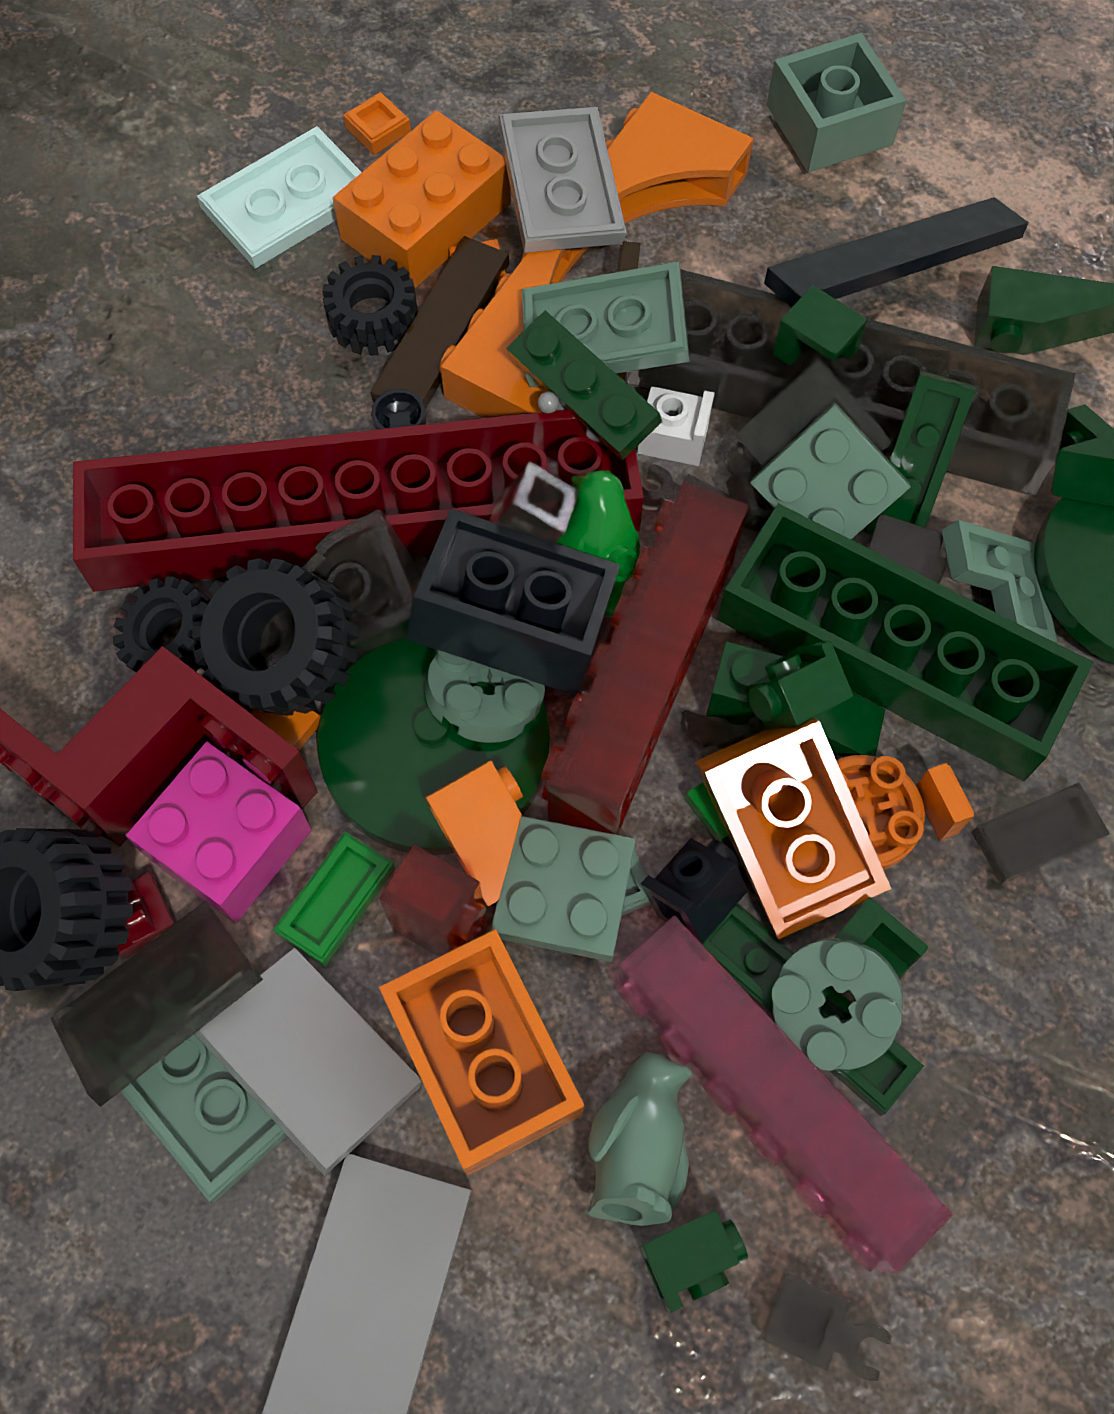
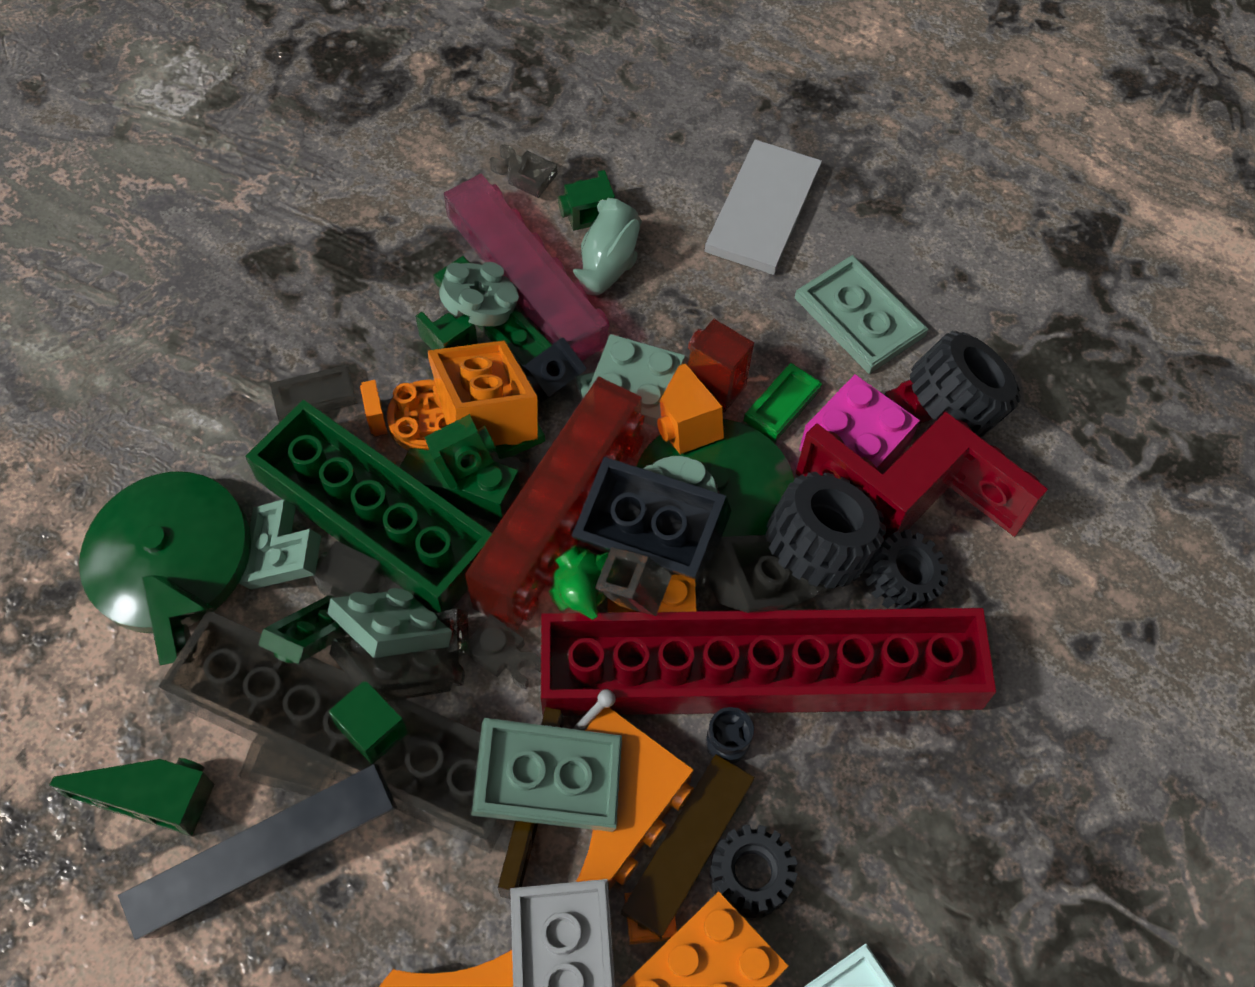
camera: 175 degrees left, 5 degrees down
(153, 1002) = (889, 338): clear smoke tile -> none
(310, 1061) = (798, 311): light grey tile -> none
(482, 1052) = (691, 286): orange brick -> none
(584, 385) = (576, 705): dark green plate -> none
(682, 427) = (488, 698): white brick -> none

